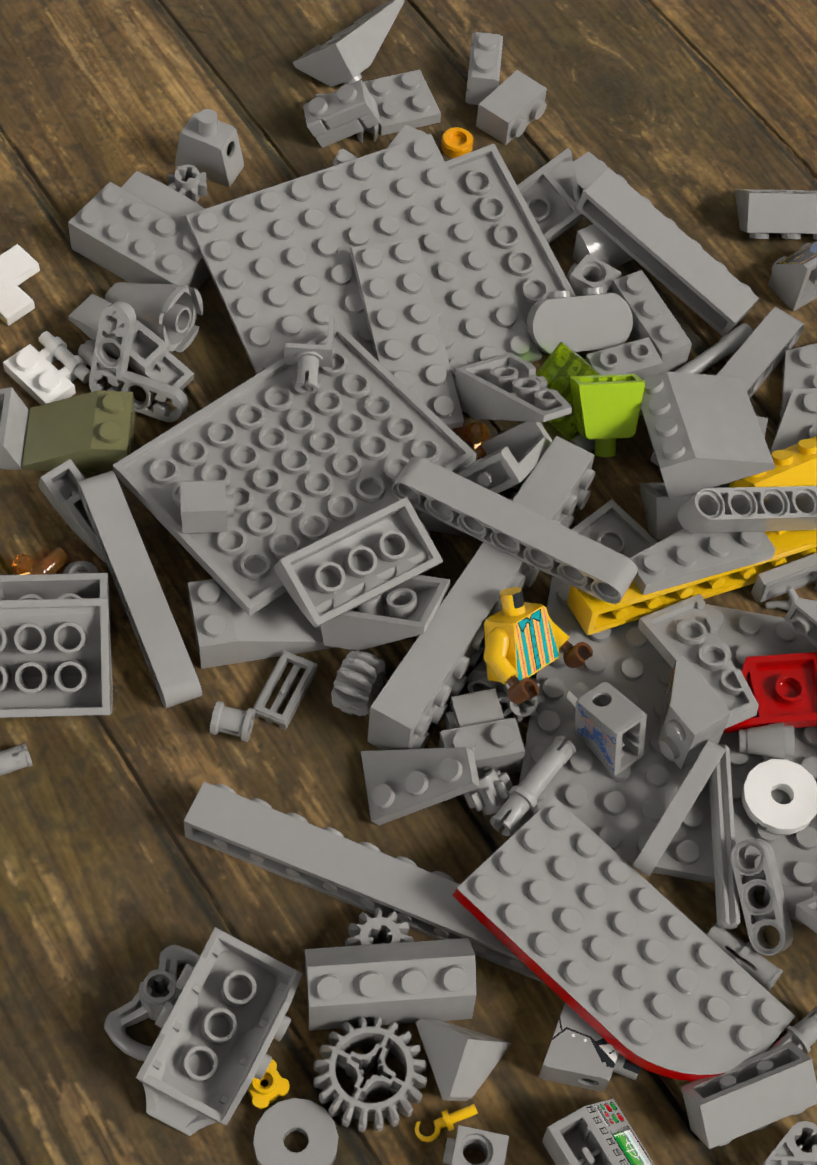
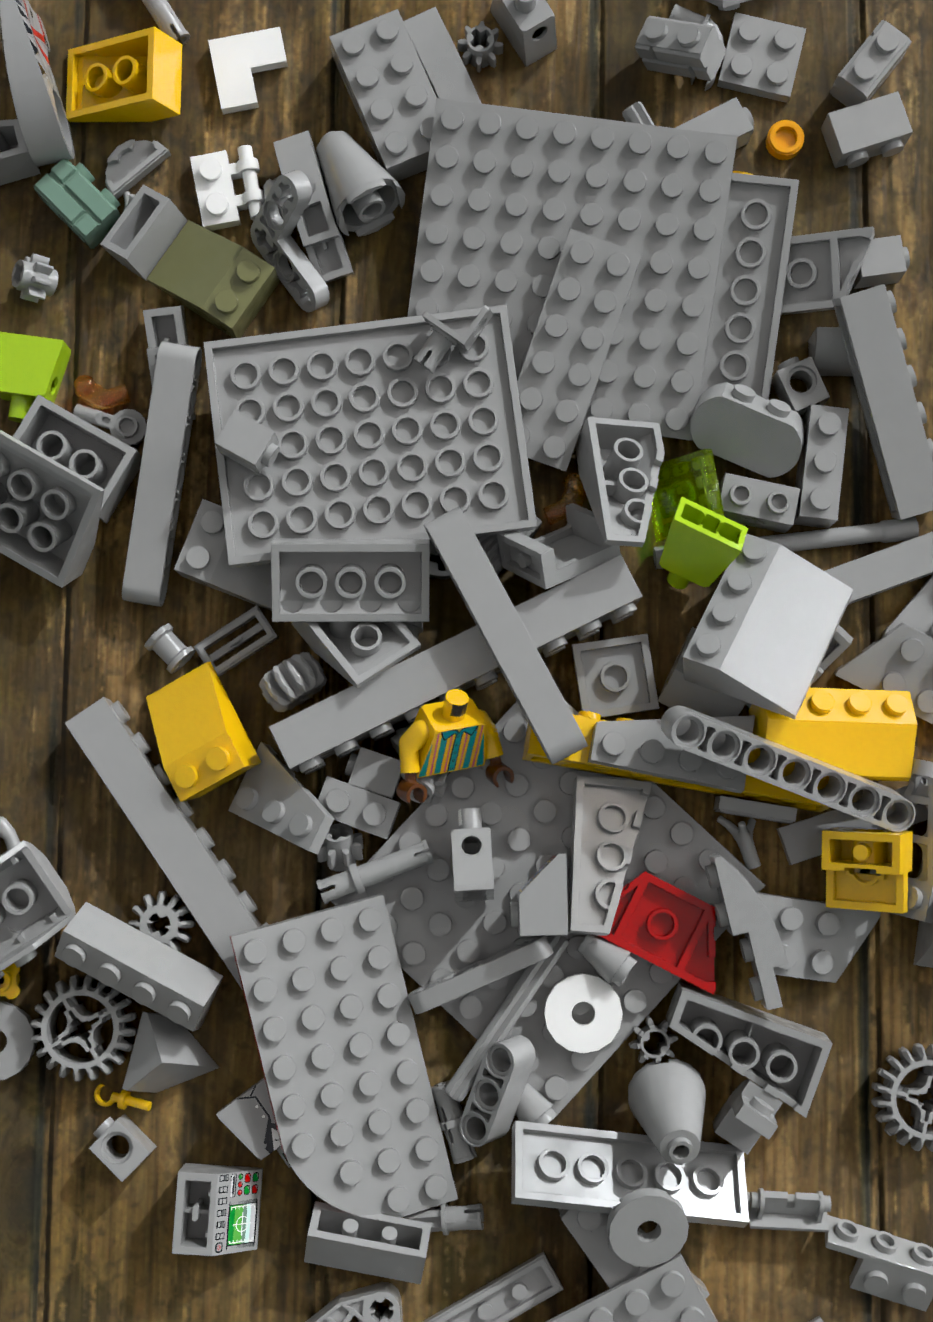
camera: 40 degrees right, 25 degrees up
(306, 768) = (199, 733): none -> yellow slope

